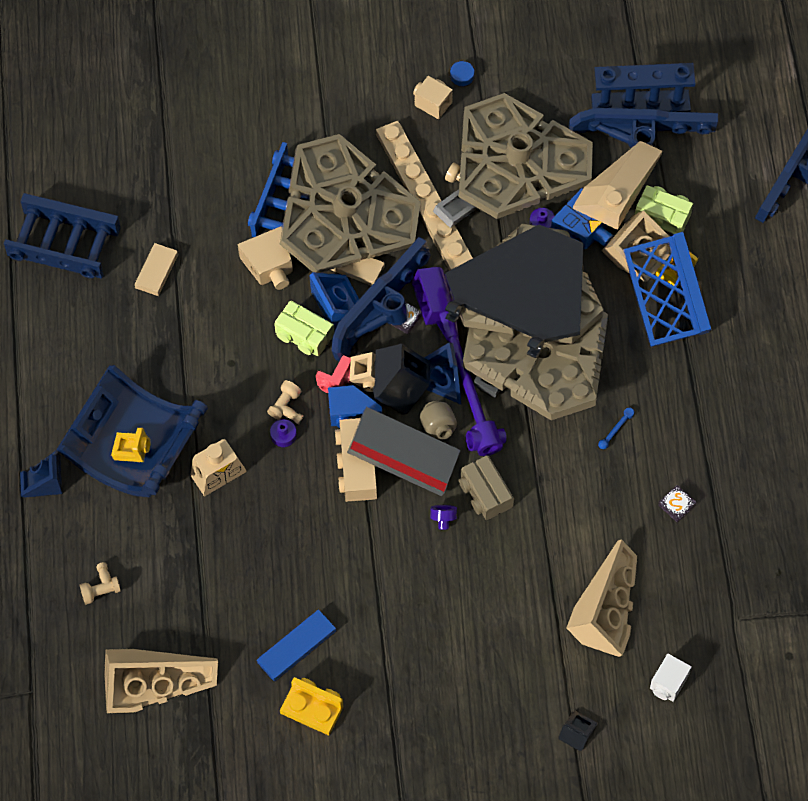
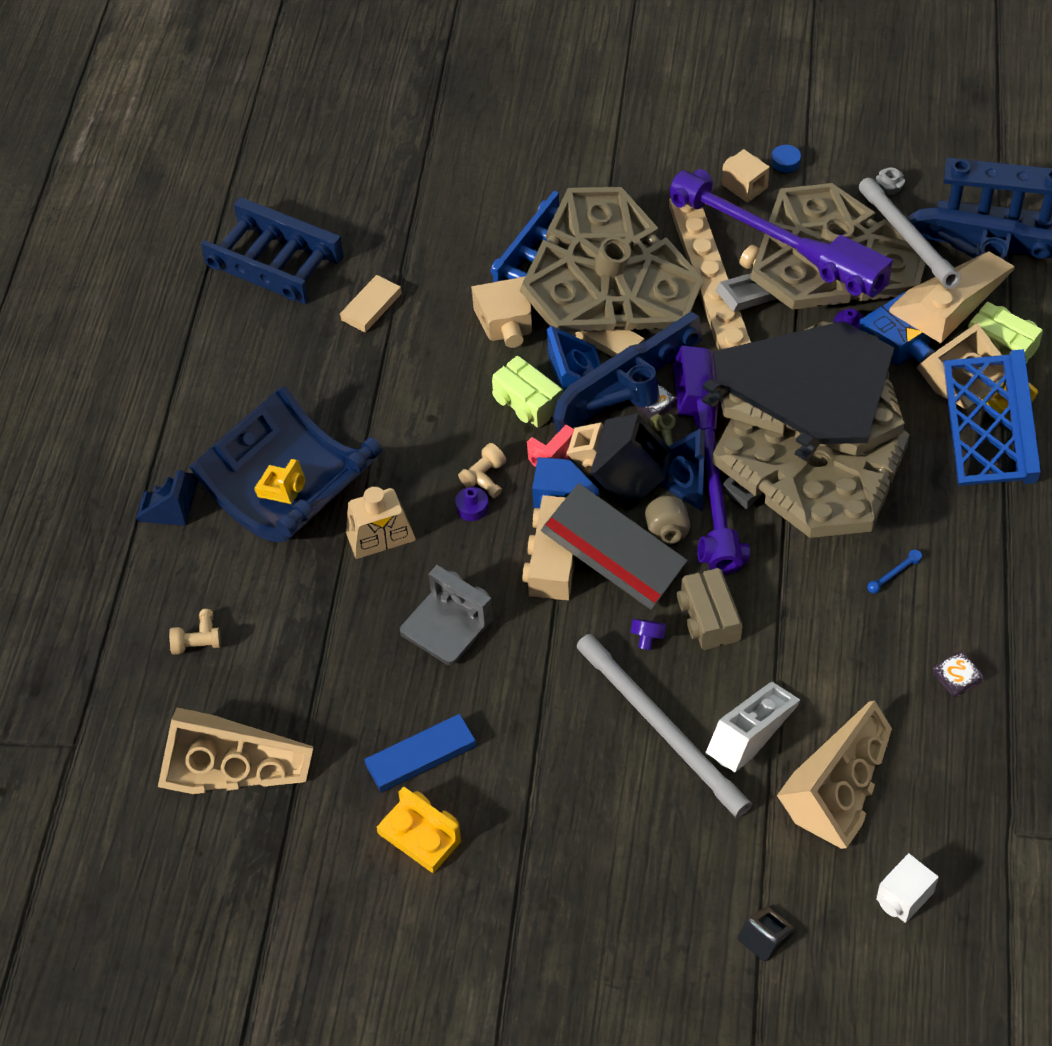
camera: 15 degrees right, 10 degrees down
(290, 533) = (448, 617): none -> flat silver bracket
(418, 339) = (664, 428): none -> olive hand
(524, 627) = (723, 789): none -> light grey piece
(528, 172) = (841, 260): none -> dark purple bar
(536, 575) = (750, 726): none -> white slope
(549, 85) = (890, 180): none -> light grey plate
(607, 170) = (940, 267): none -> light grey piece

